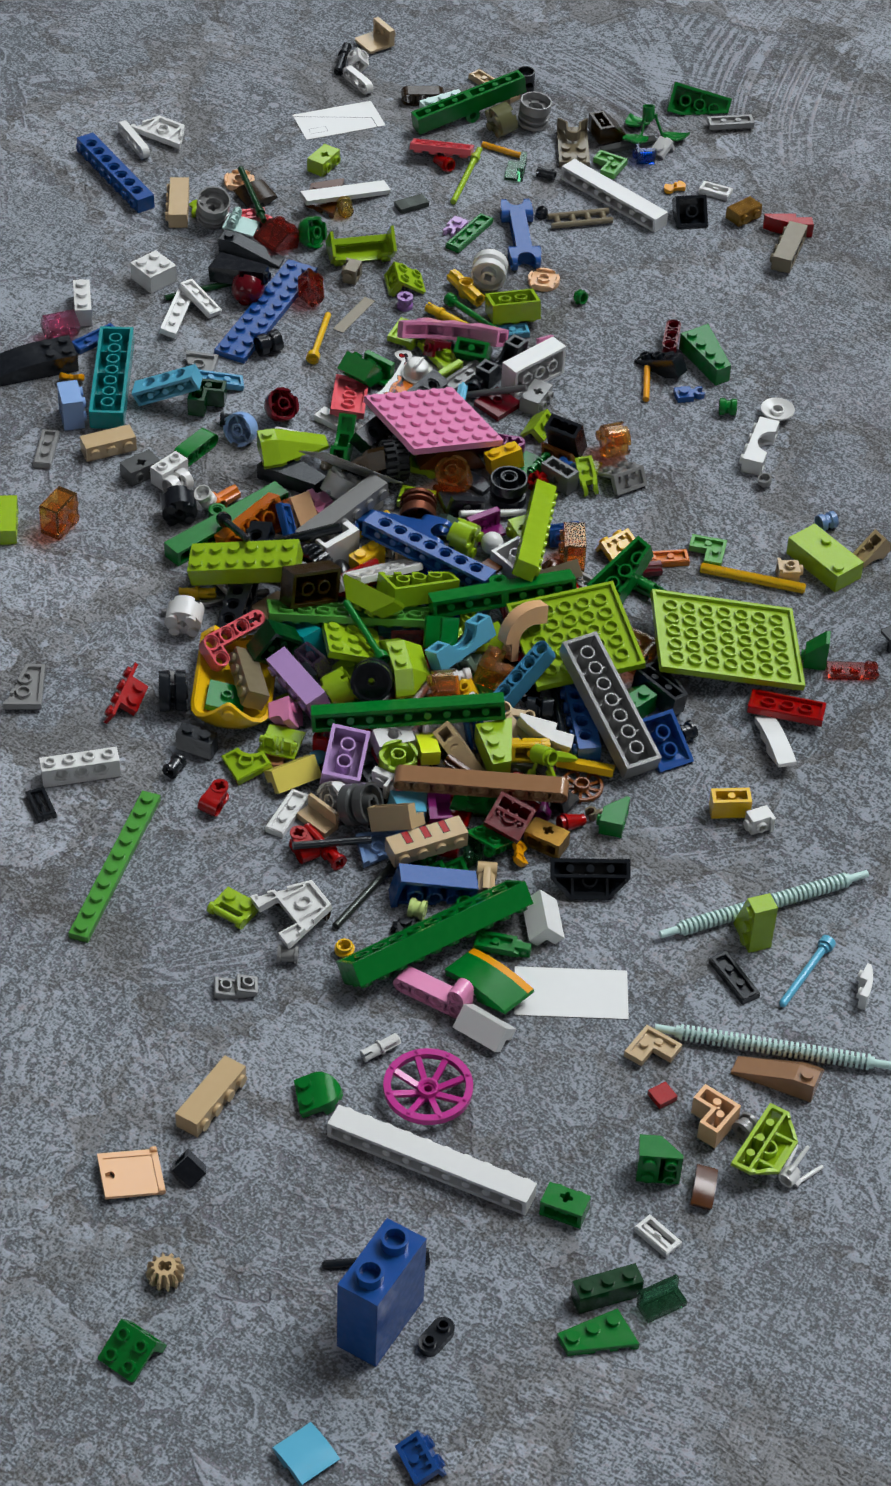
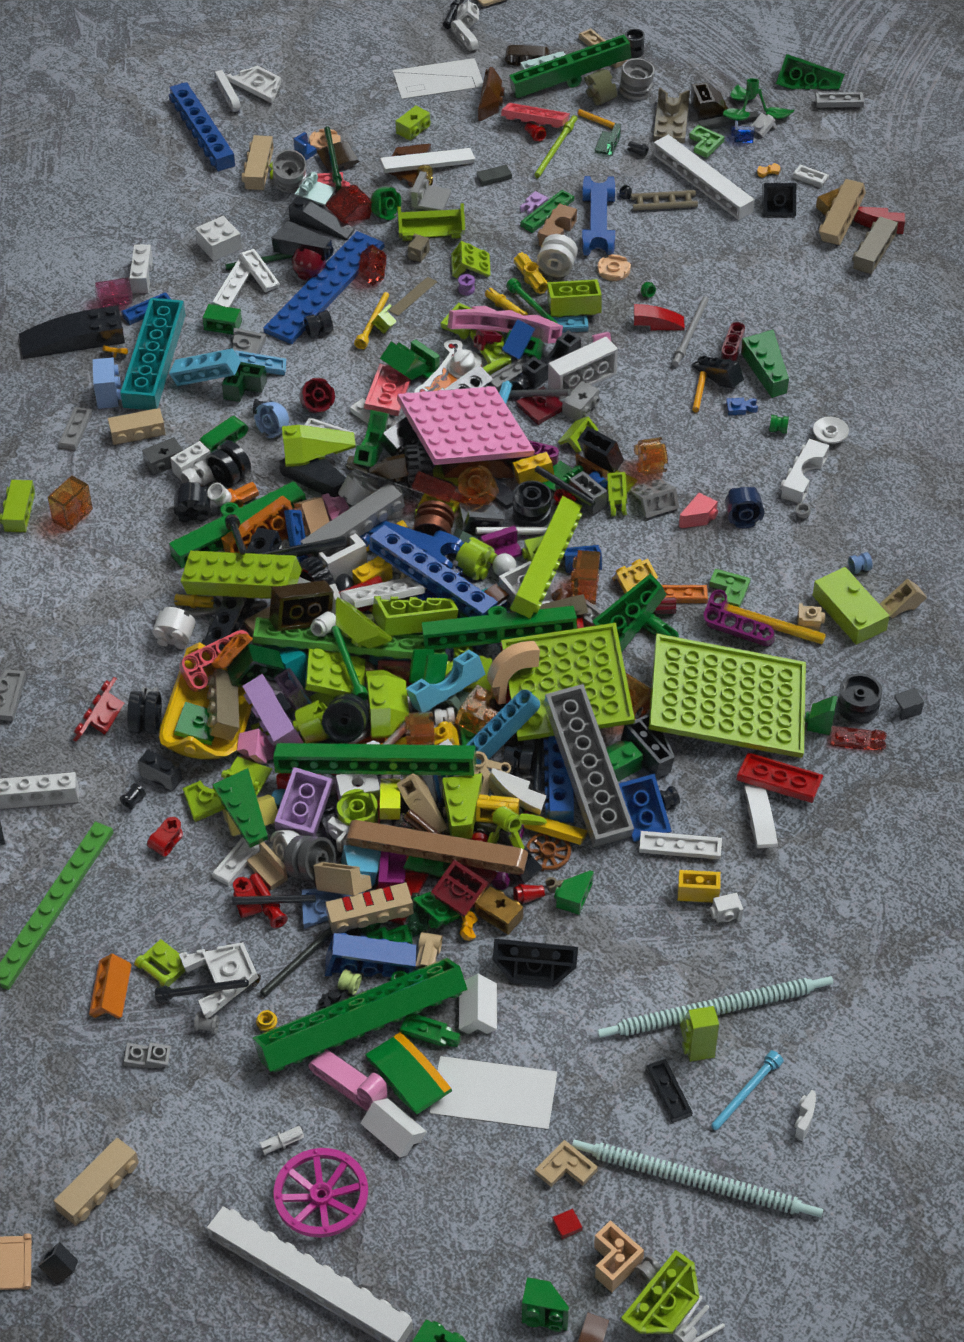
camera: 10 degrees right, 5 degrees up
(172, 343) = (221, 319): none -> green brick
(187, 930) = (110, 986): none -> orange panel
(208, 467) = (228, 463): none -> black wheel
(217, 181) = (302, 146): none -> blue panel
(243, 932) = (165, 993): none -> black piece
(251, 626) = (232, 648): none -> orange wing
(287, 763) = (241, 803): none -> green wing
(317, 1093) = (206, 1188): green slope -> none
(331, 336) = (384, 320): none -> lime panel
(334, 599) = (323, 624): none -> white brick
(352, 225) = (428, 197): none -> light grey bracket
(395, 130) = (491, 95): none -> reddish brown wedge
(414, 477) = (435, 488): none -> clear red hinge
(468, 344) = (518, 339): none -> blue slope
(485, 238) = (561, 219): none -> medium nougat arch
(538, 469) = (565, 486): none -> black bar
(594, 320) = (657, 318): none -> red slope
(622, 349) = (681, 351): none -> light grey bar
(667, 486) = (698, 512): none -> coral slope
(705, 771) = (680, 845): none -> white plate
(710, 478) = (744, 507): none -> dark blue brick
(725, 577) = (740, 622): none -> magenta beam
(753, 218) = (842, 211): none -> tan brick
(786, 1076) = (704, 1213): medium nougat wedge -> none
(849, 634) = (859, 698): none -> black wheel

